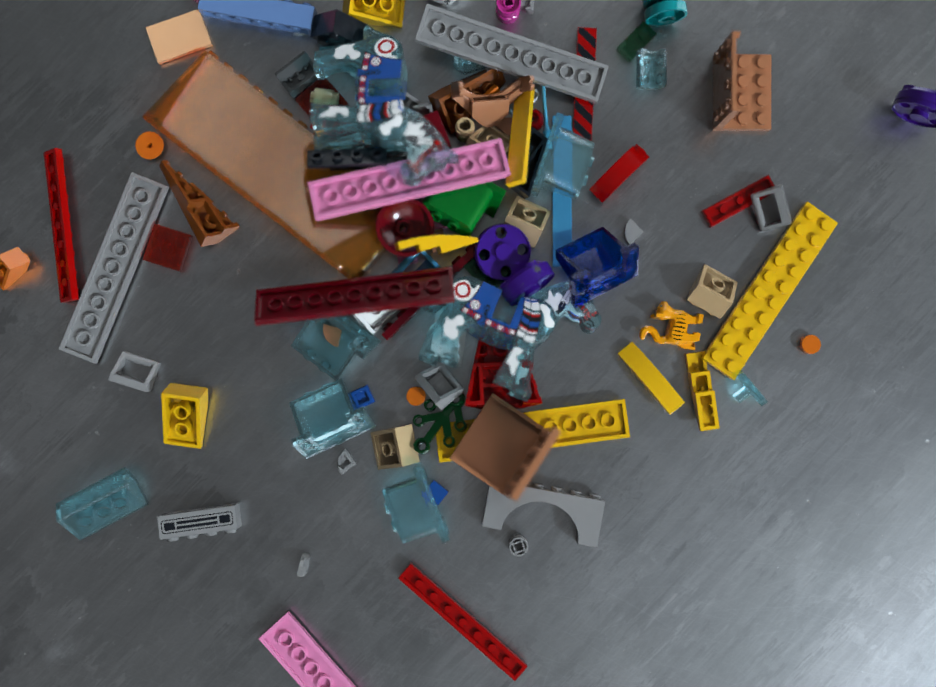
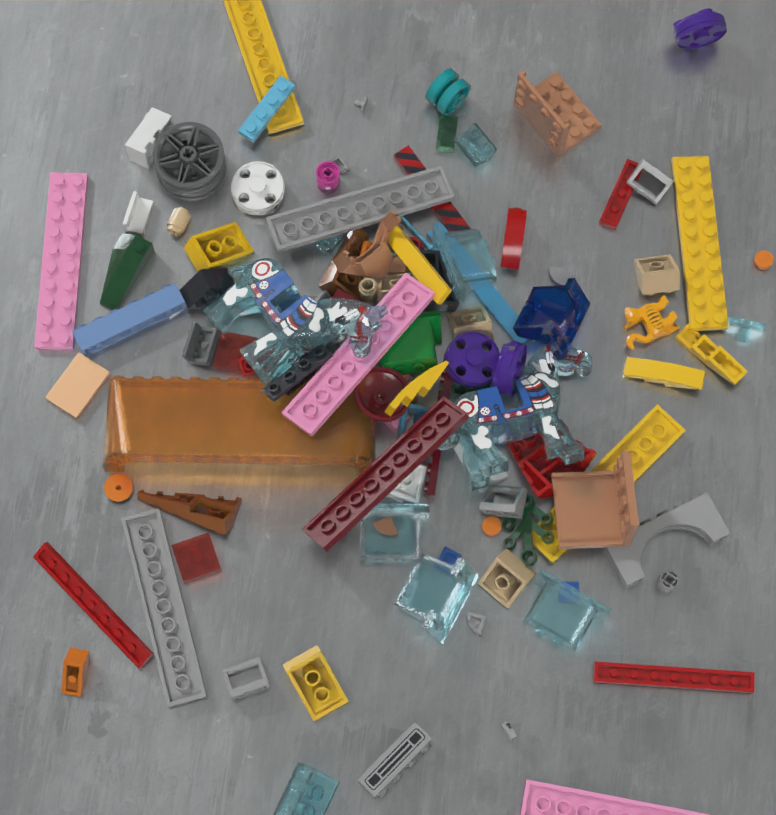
camera: 35 degrees left, 15 degrees down
(324, 96) = (235, 344): tan brick -> none

